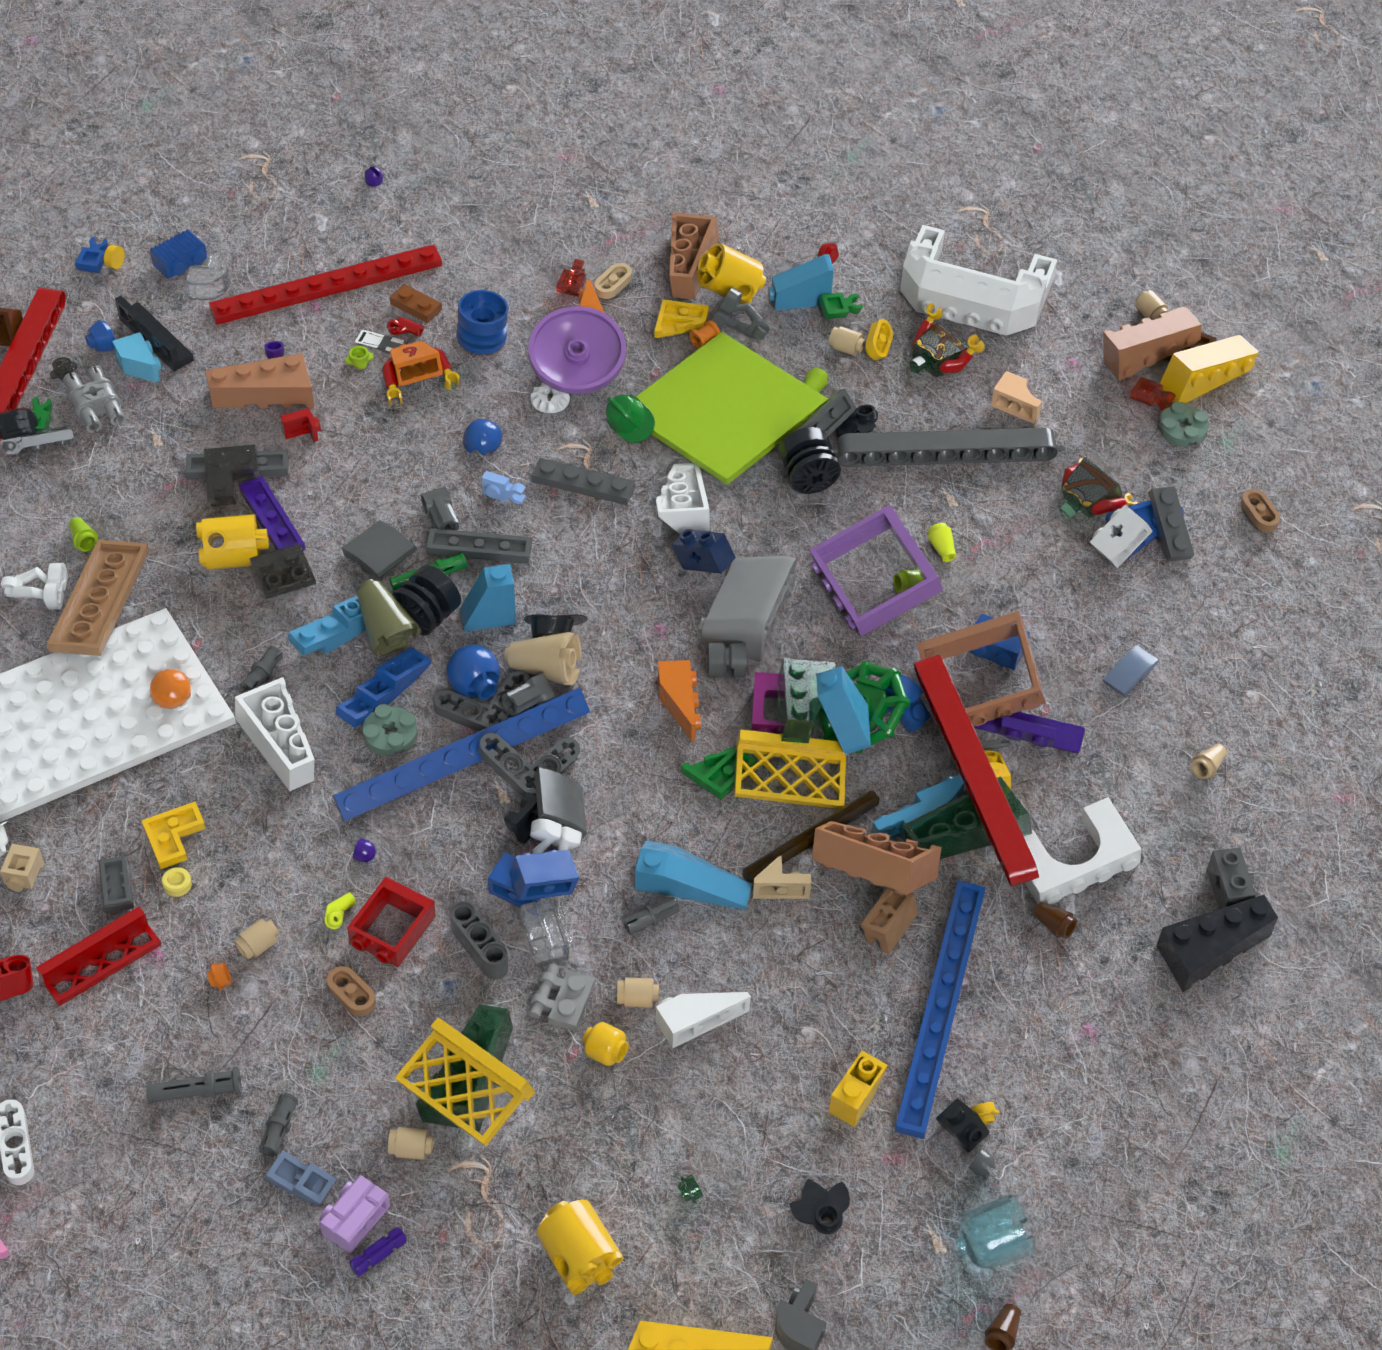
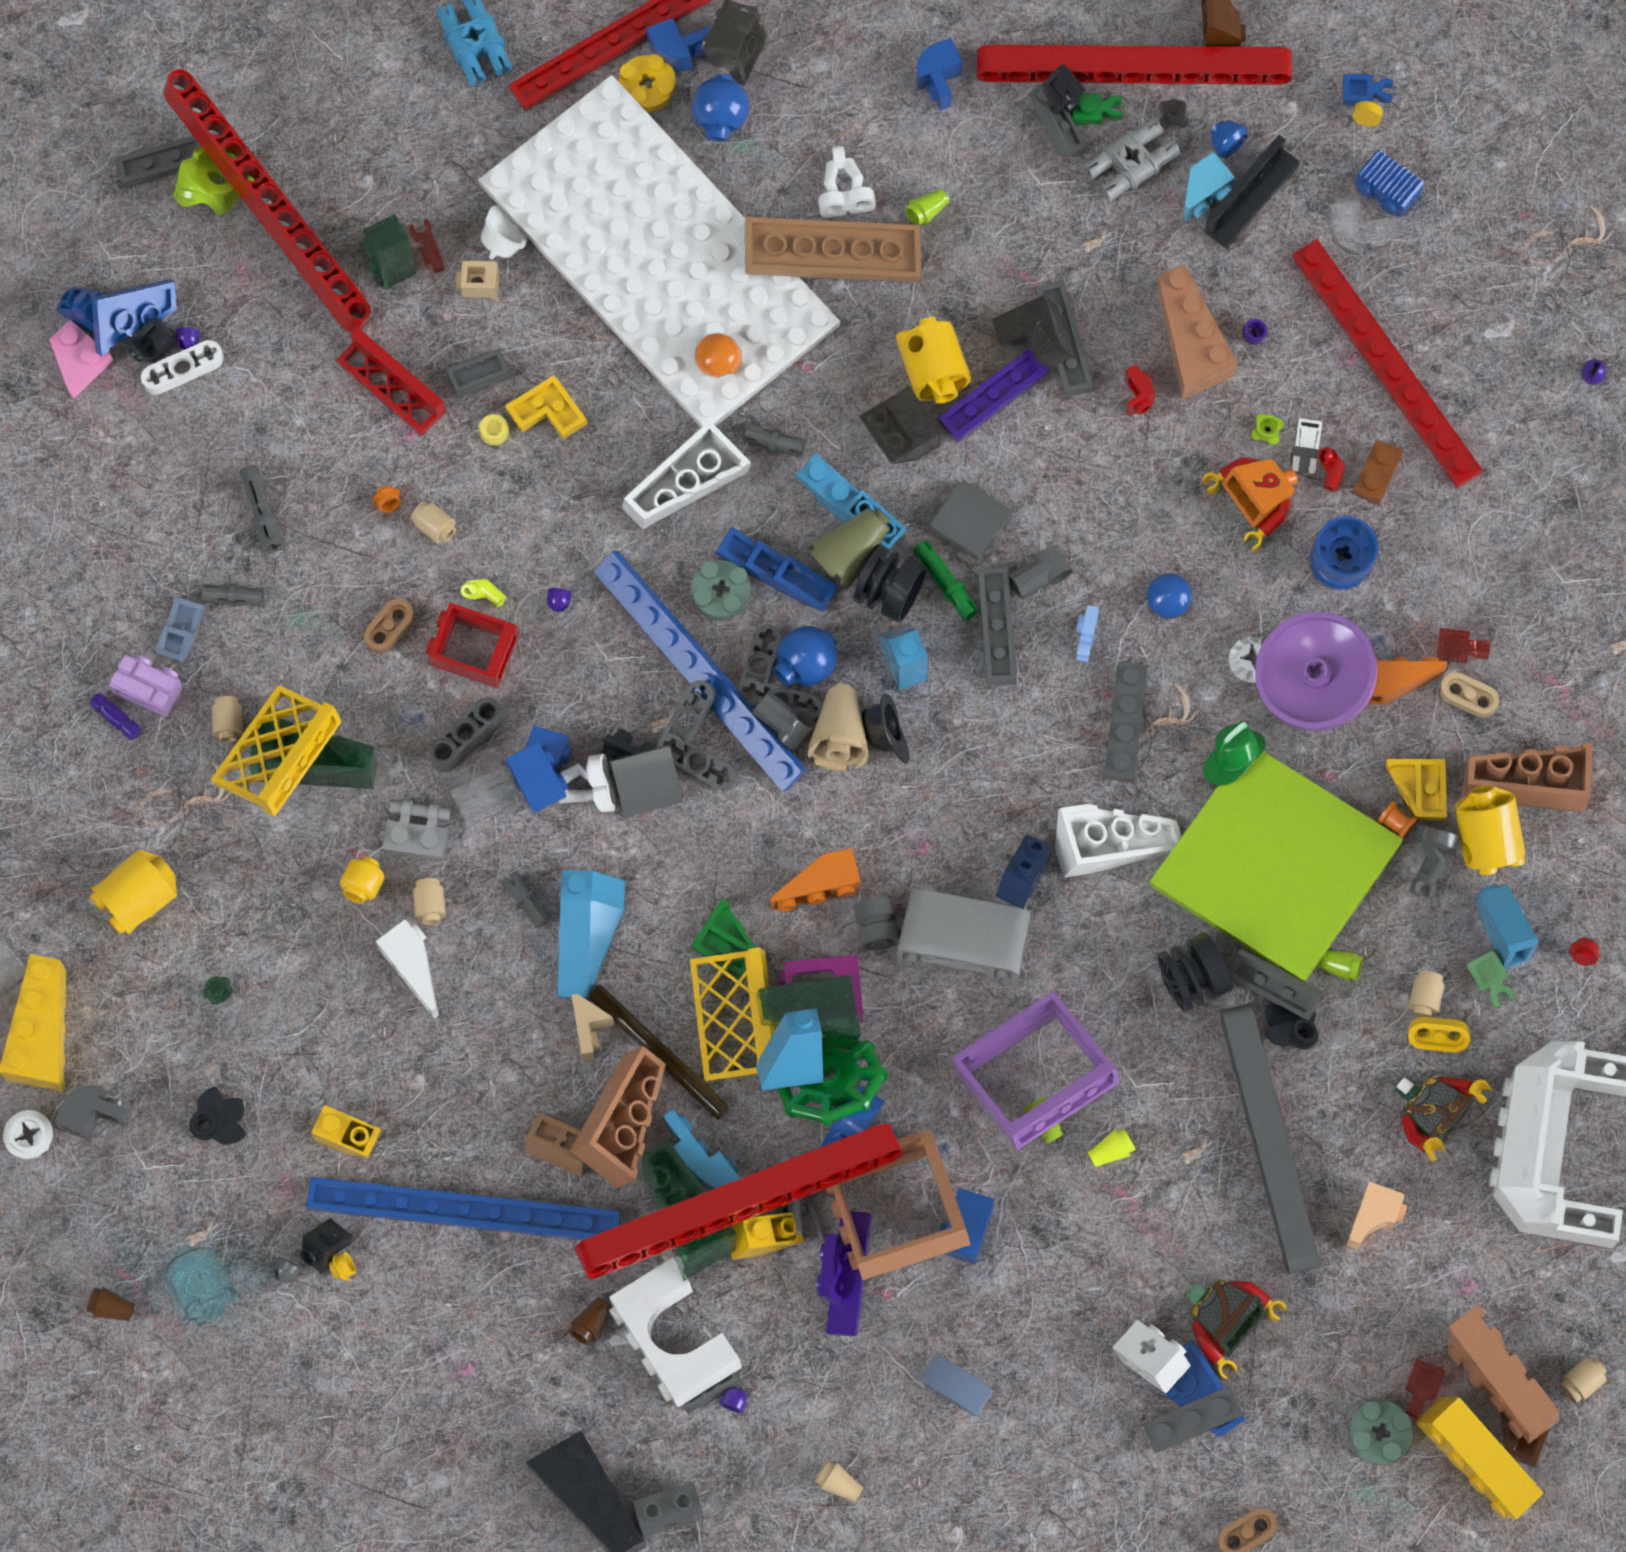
camera: 85 degrees right, 20 degrees up
(1134, 823) = (734, 1400): none -> dark purple hinge

